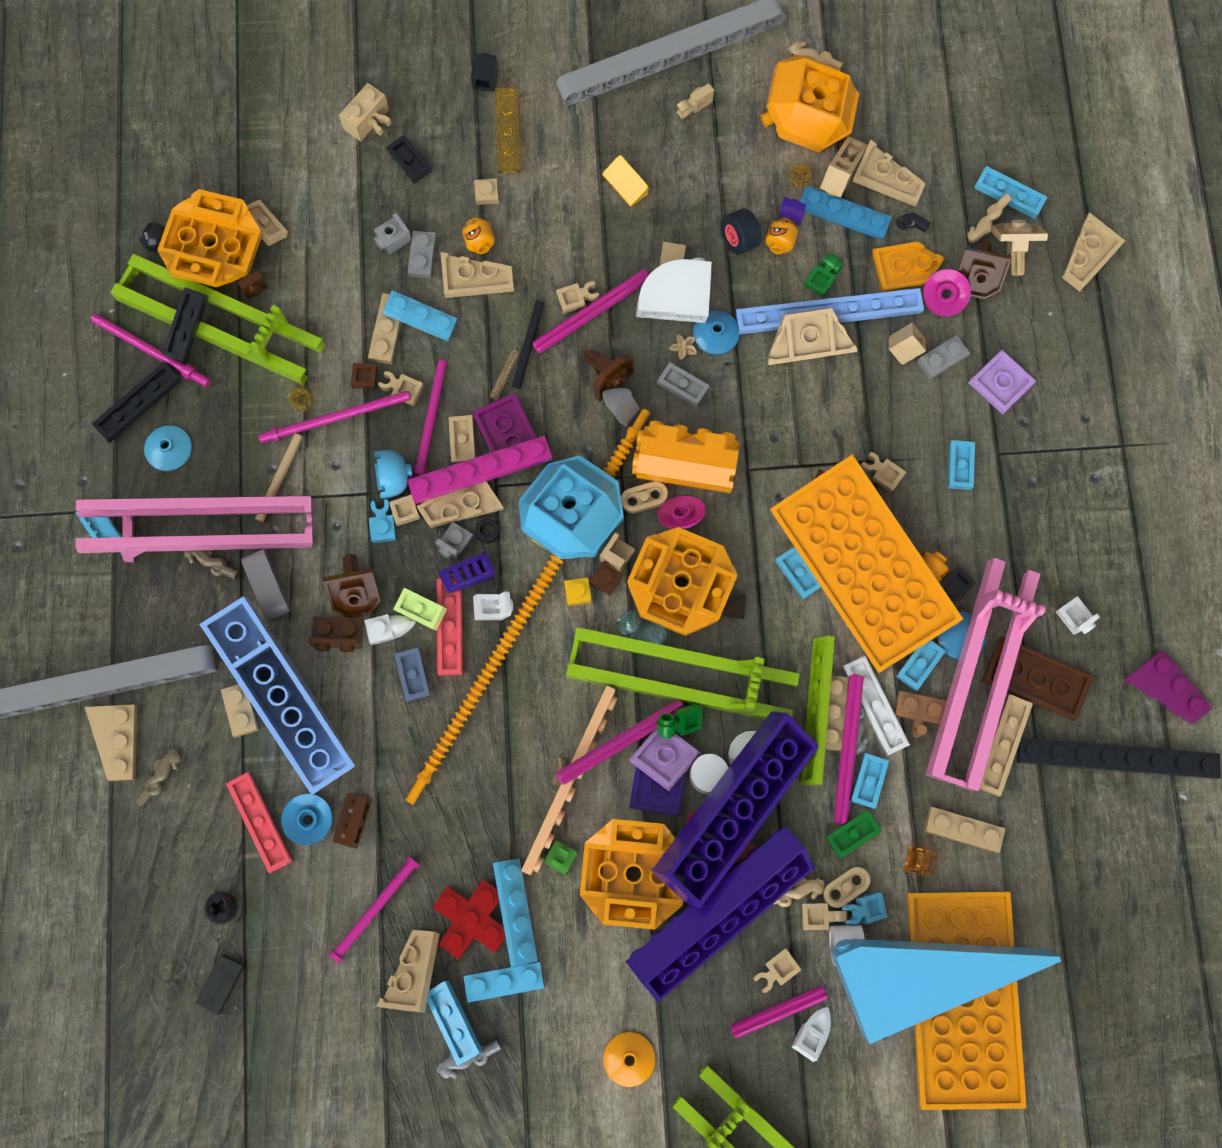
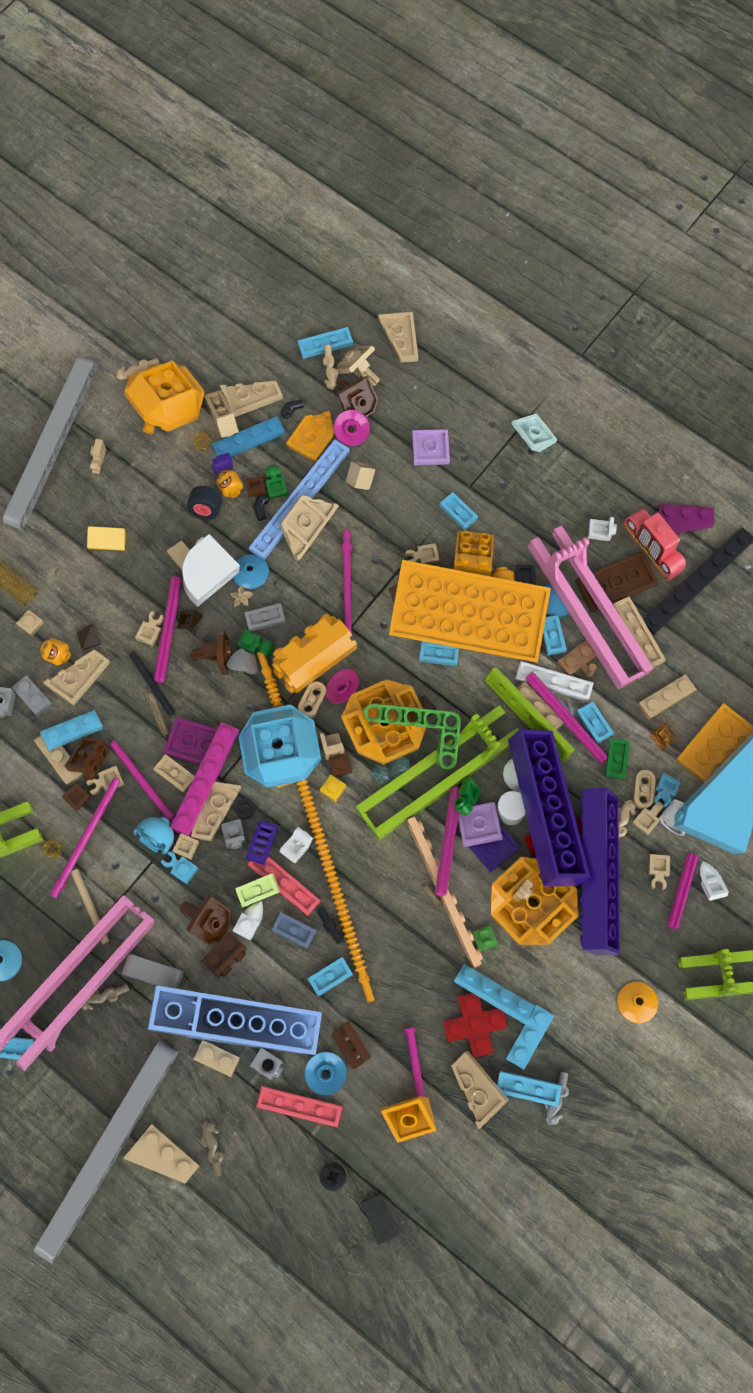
camera: 50 degrees left, 5 degrees down
(261, 753) = (258, 1061): none -> light grey brick
(329, 933) = (410, 1118): none -> light orange slope
(398, 745) = (330, 976): none -> medium azure plate
(407, 352) = (87, 757): none -> reddish brown bracket
(446, 702) = (329, 925): none -> black bar
(519, 252) = (88, 637): none -> dark brown slope
(618, 321) = (189, 619): none -> dark brown slope
(632, 856) = (524, 891): none -> tan plate
(648, 395) = (252, 642): none -> green plate
(706, 613) = (421, 714): none -> bright green beam
(794, 278) = (260, 501): none -> black arm
(802, 261) = (255, 486): none -> reddish brown plate
(821, 398) = (346, 549): none -> dark pink bar
(930, 517) = (474, 552): none -> light orange slope
(943, 357) = (386, 464): light grey plate -> none
(1115, 464) = (534, 432): none -> light aqua slope
(1116, 682) = (657, 542): none -> coral brick

